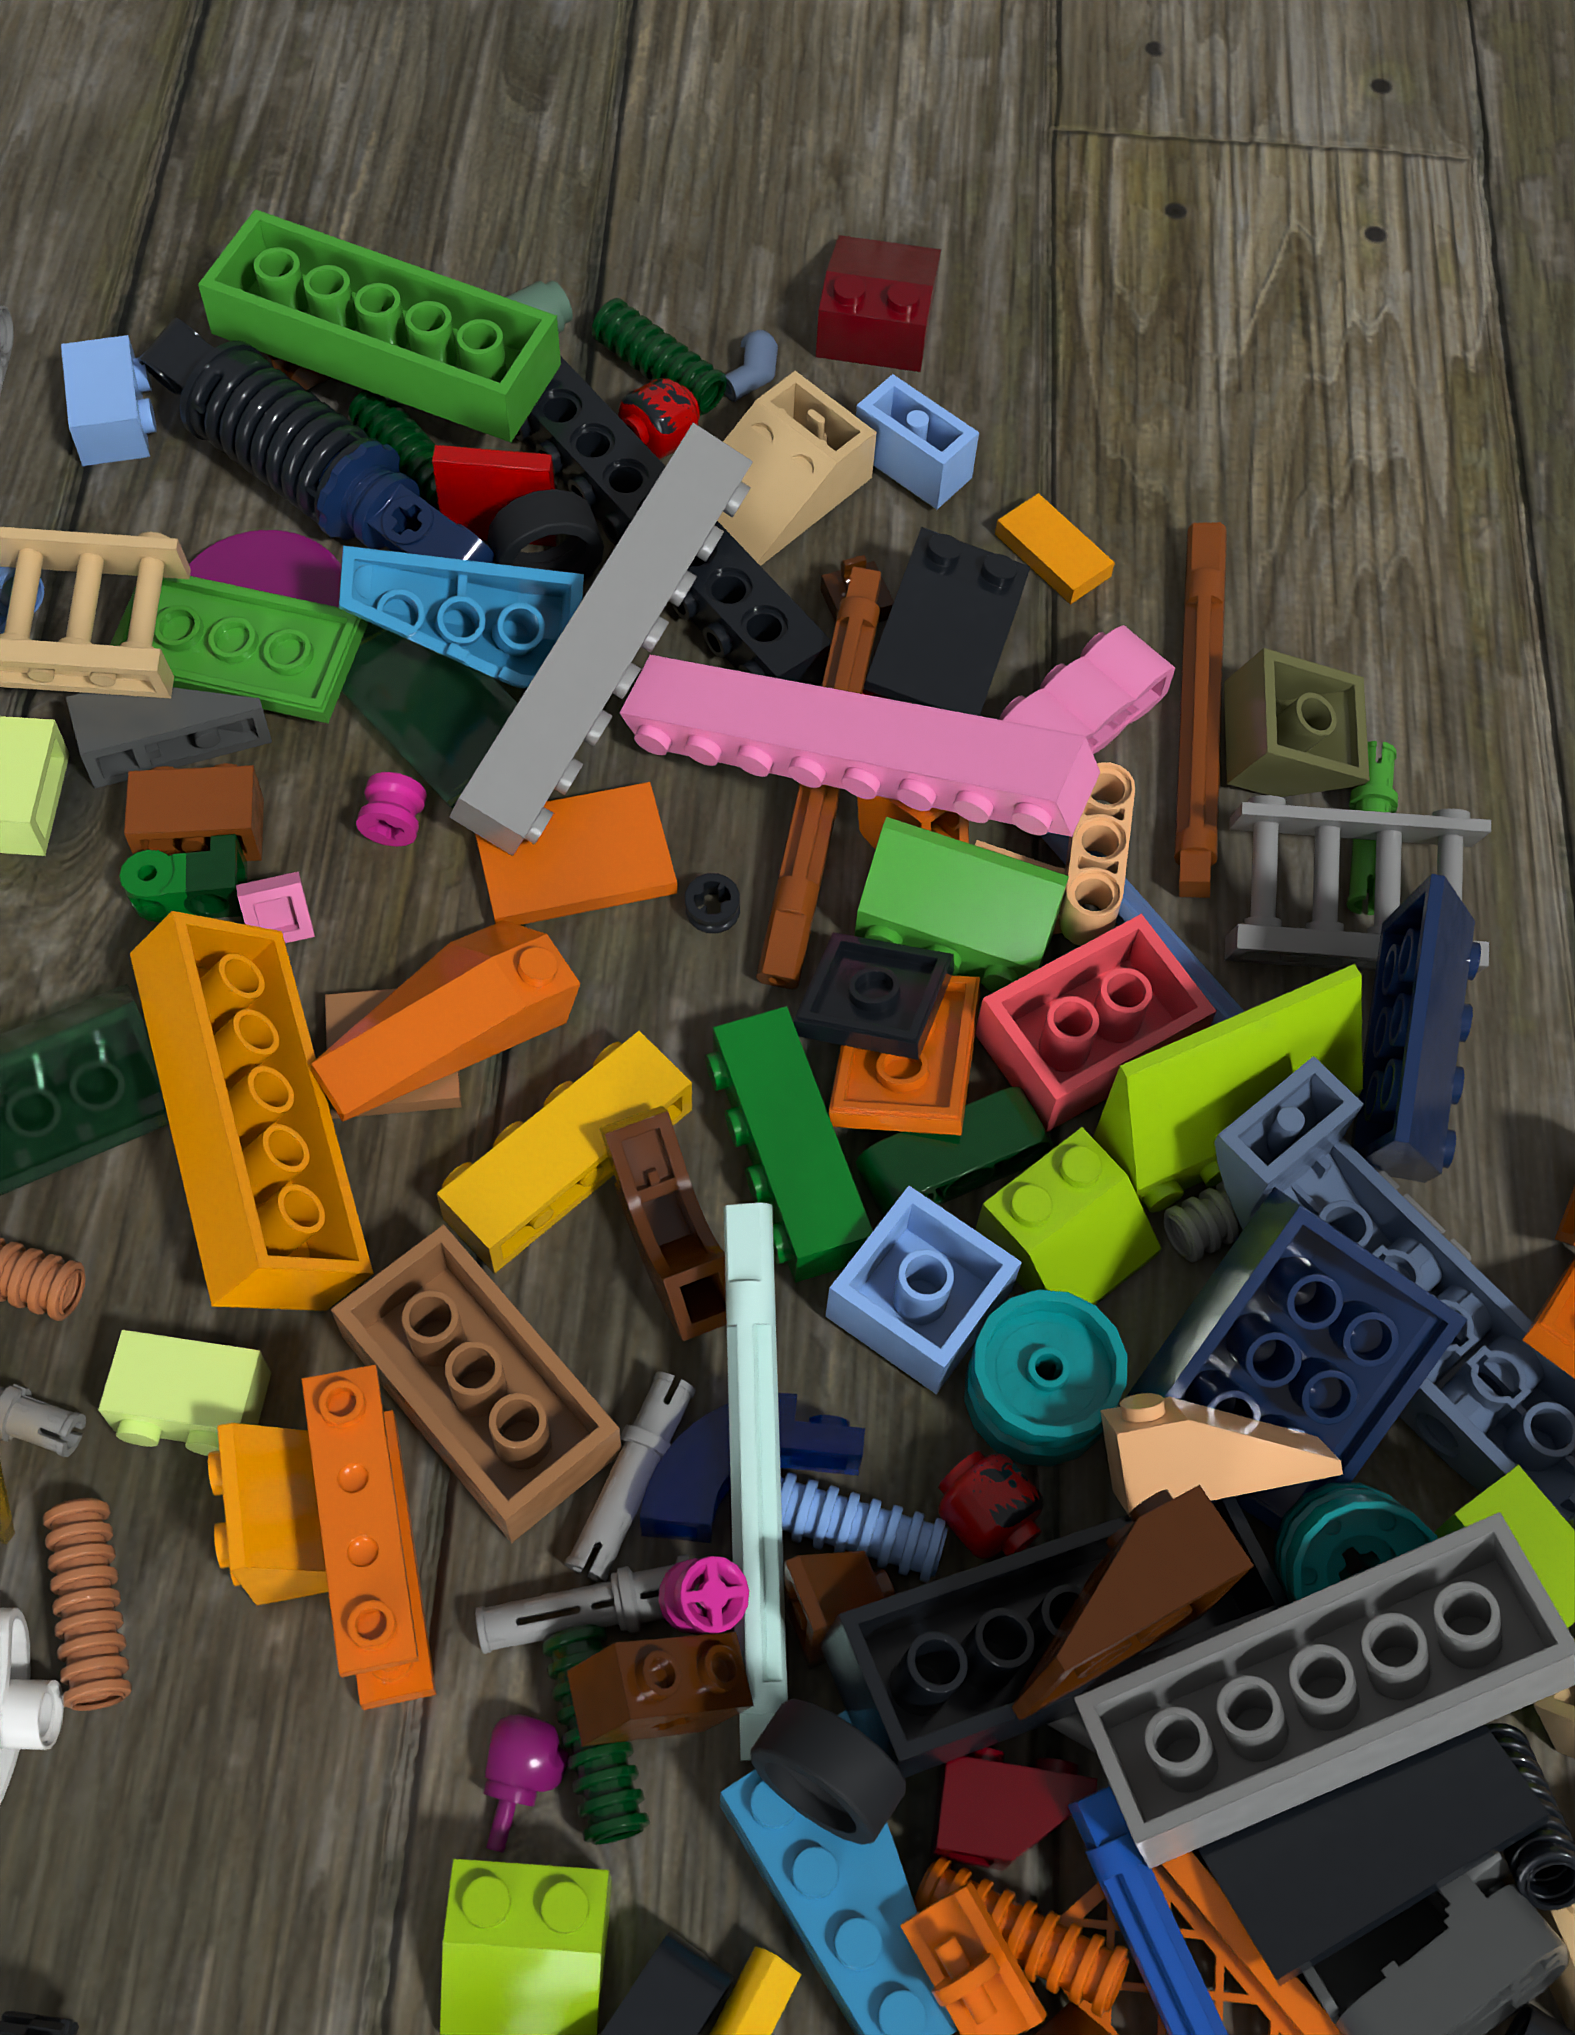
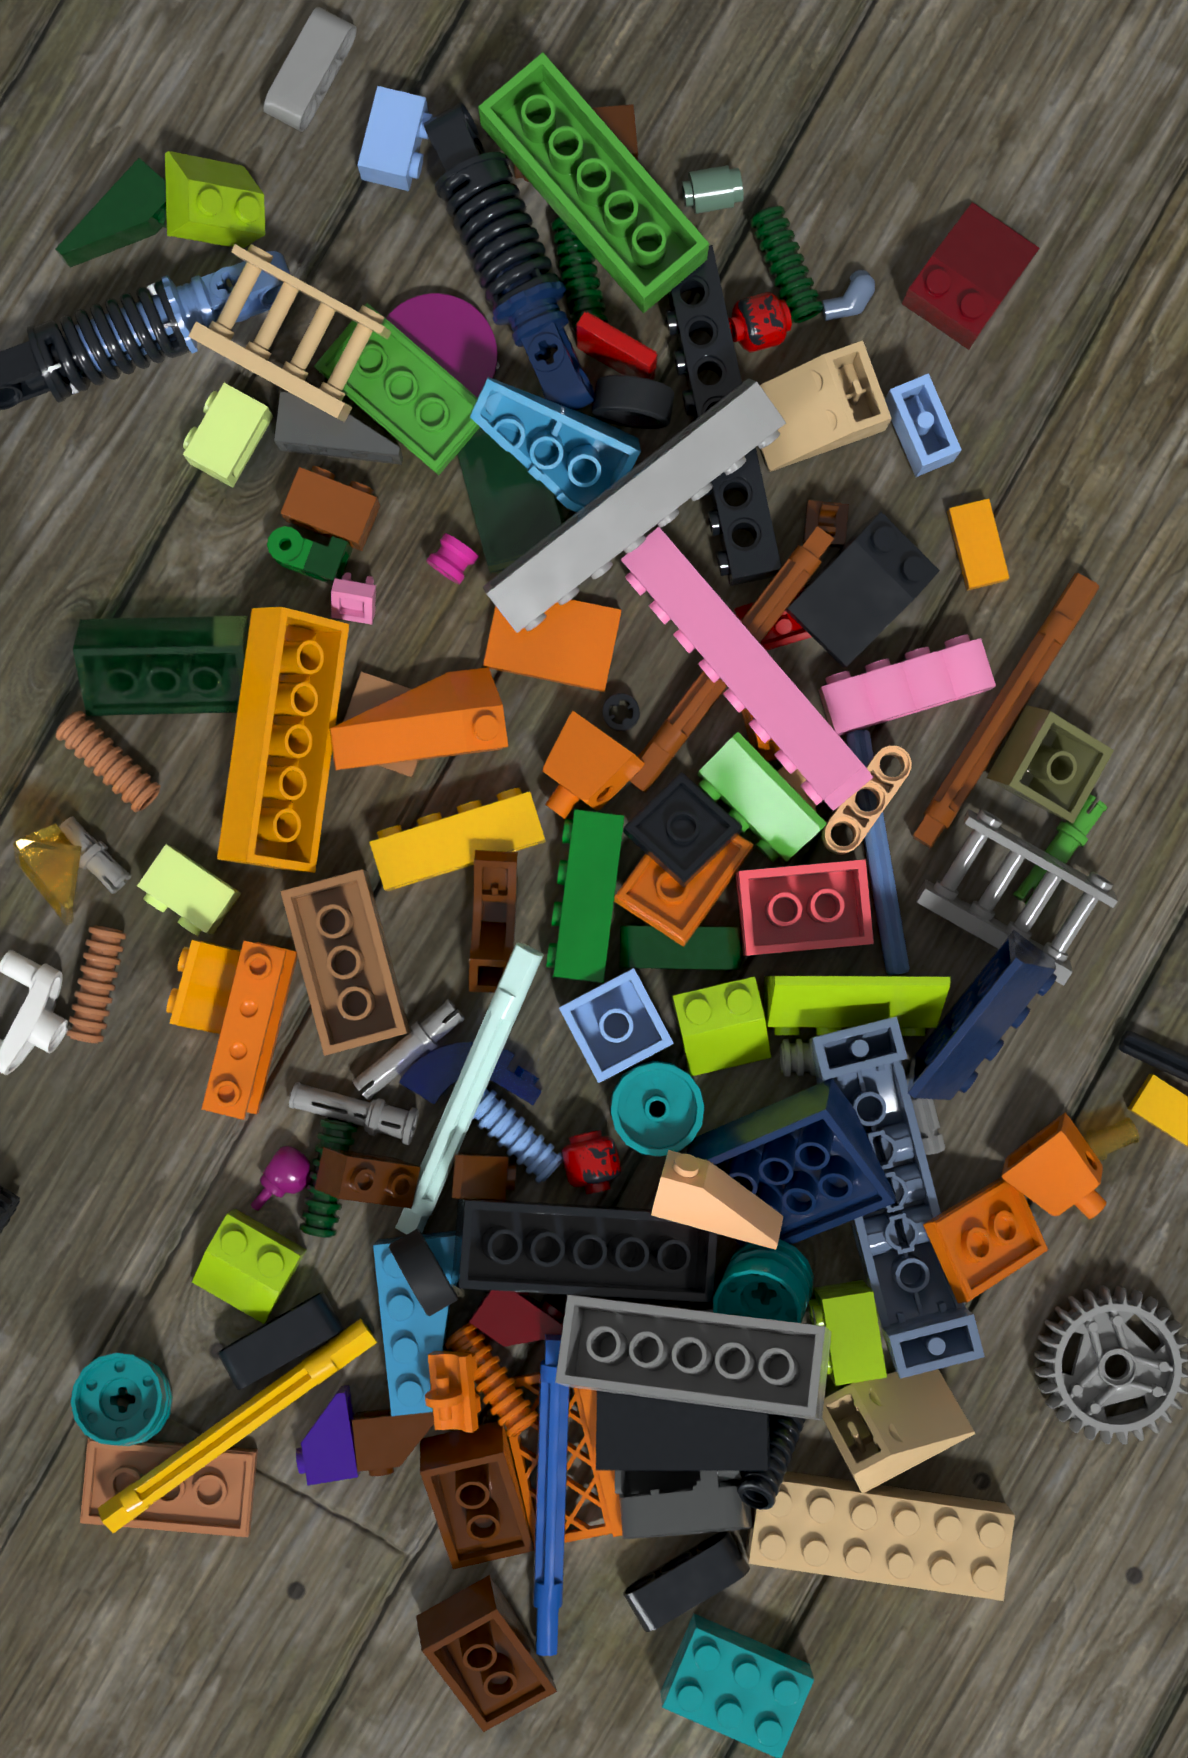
camera: 25 degrees right, 25 degrees up
(703, 971) = (587, 766): none -> orange torso
(721, 1594) = (415, 1152): dark pink wheel -> none
(1151, 1584) = (618, 1267): reddish brown slope -> none

